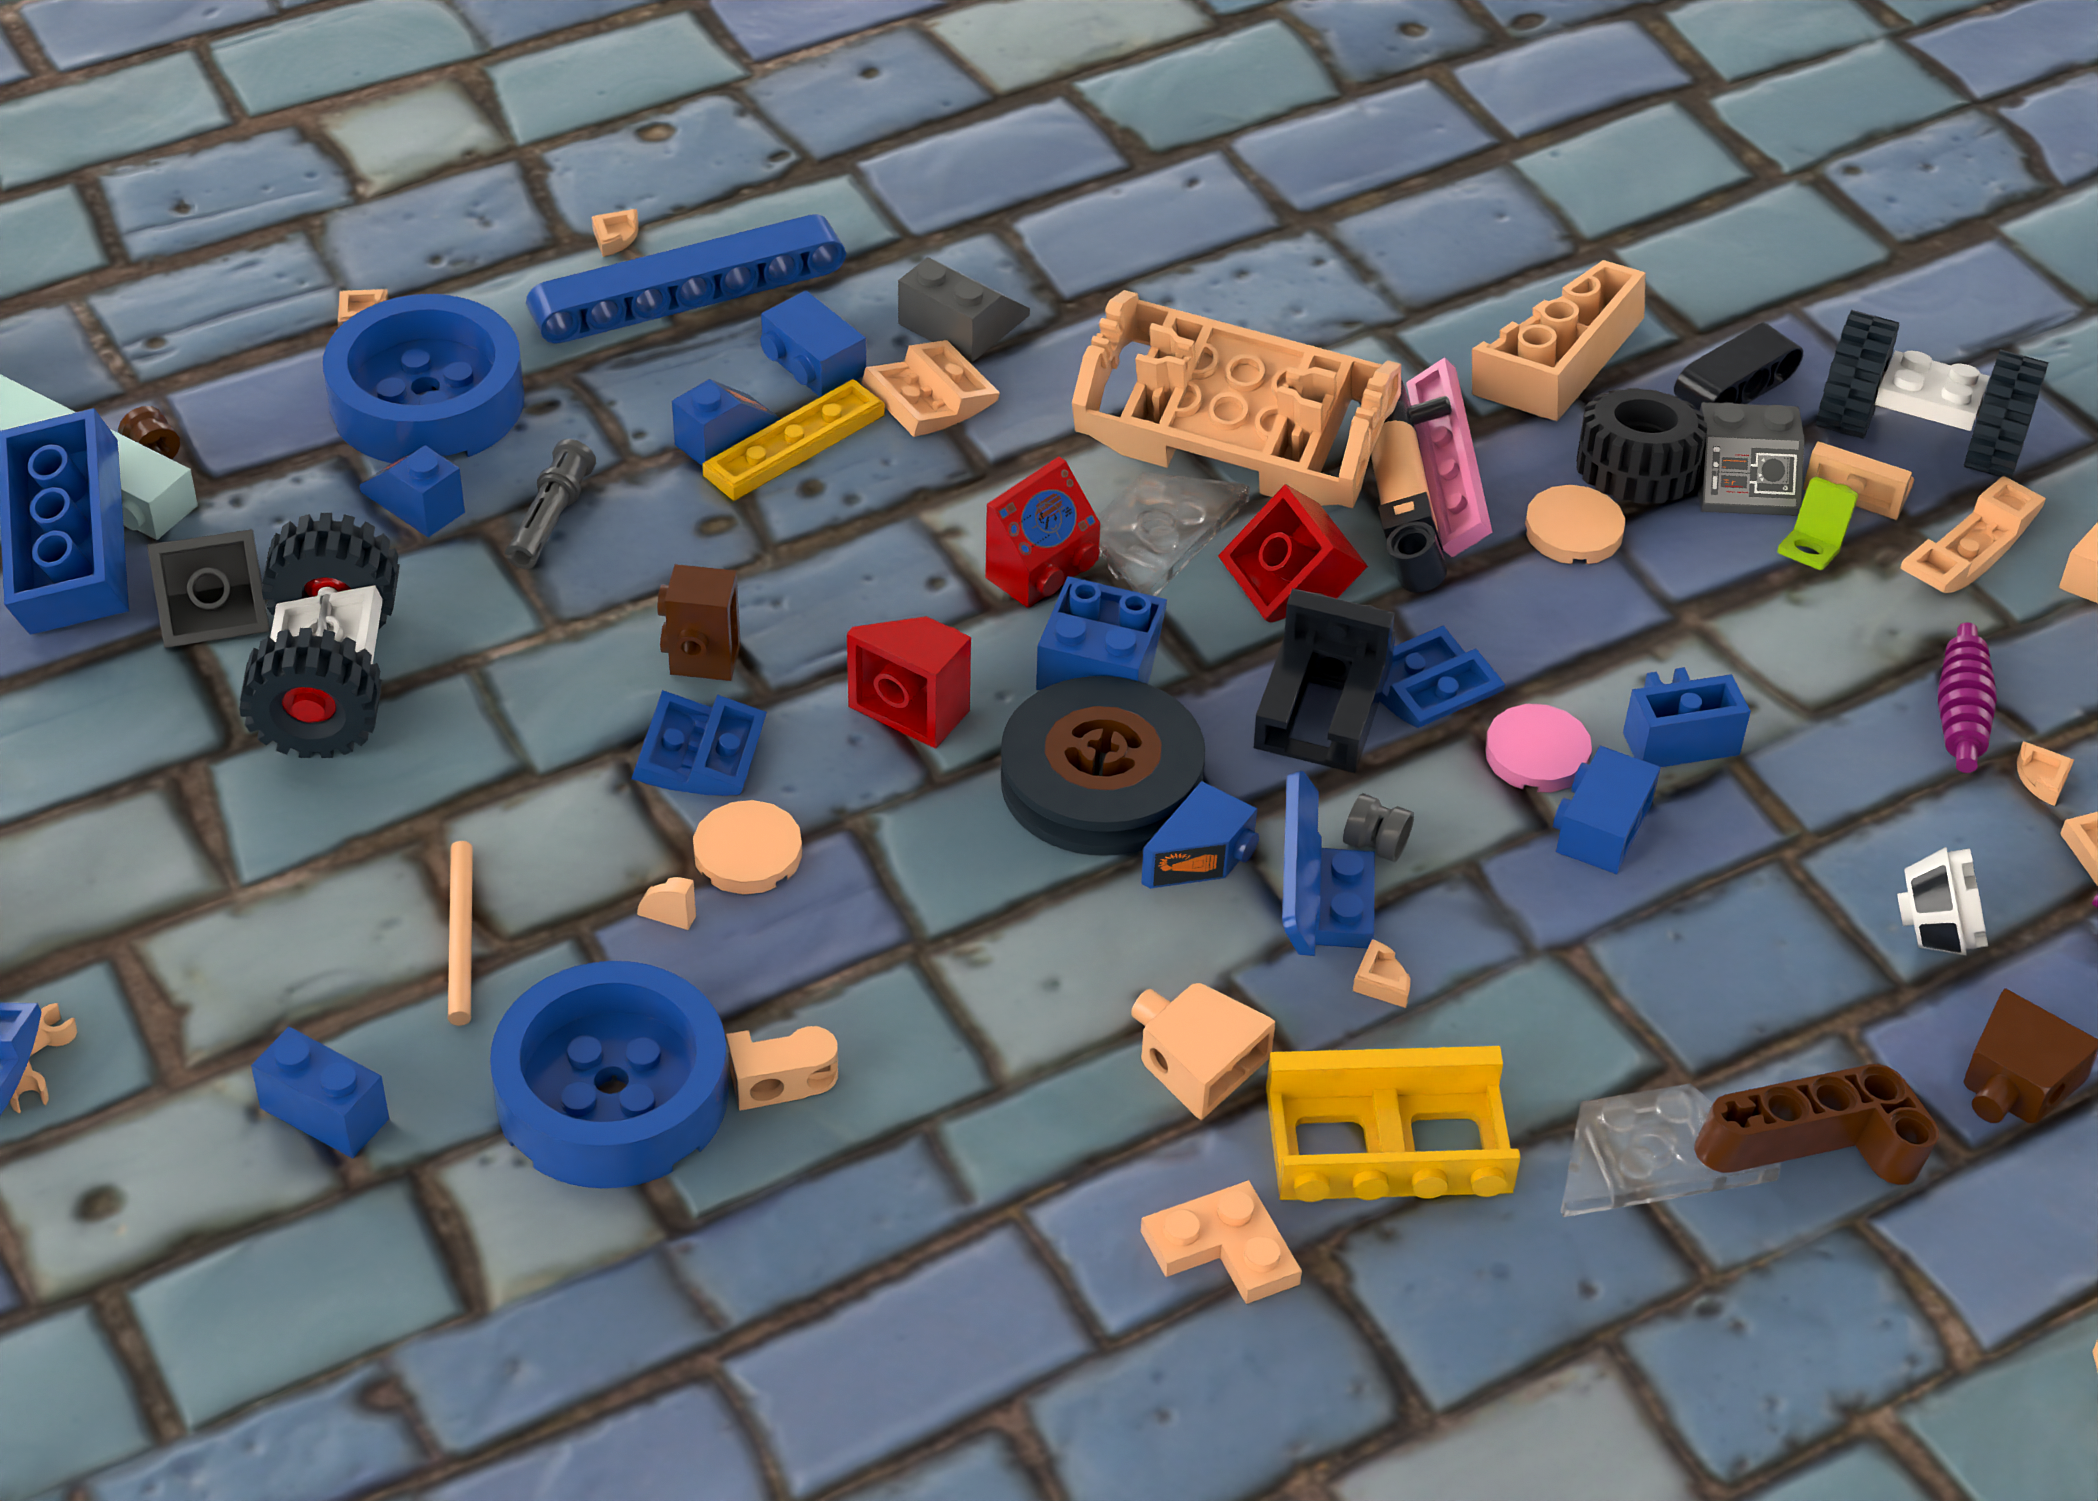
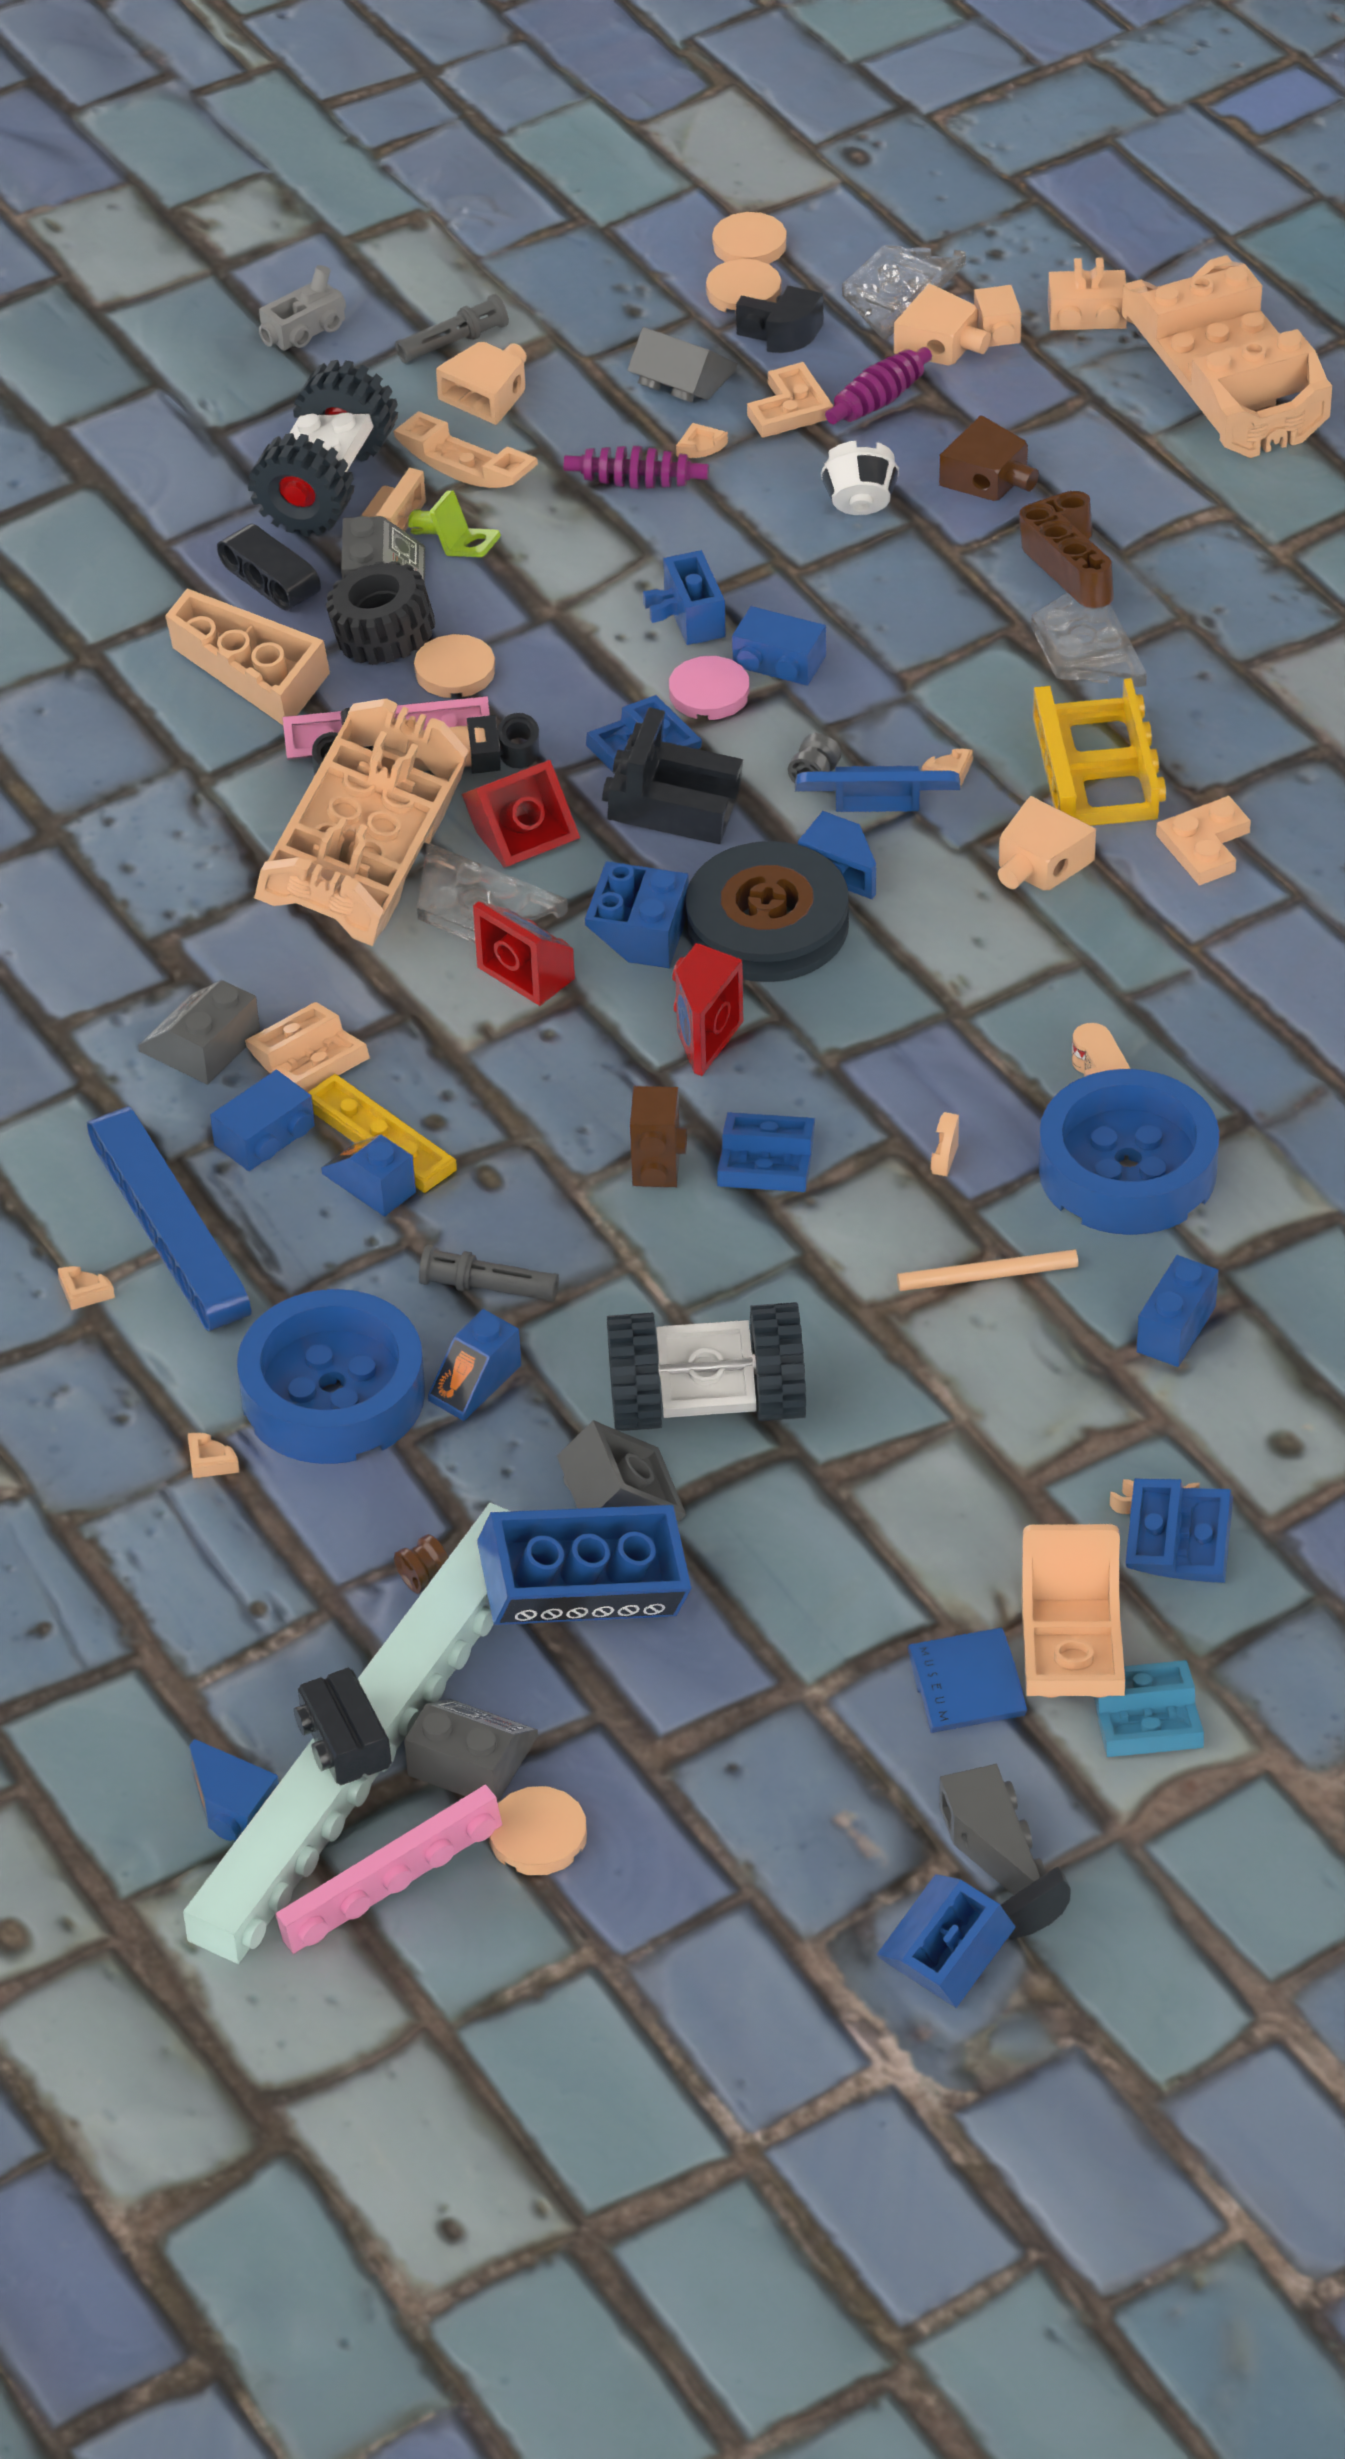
camera: 90 degrees left, 0 degrees up
(747, 846) = (873, 1112): light nougat tile -> none

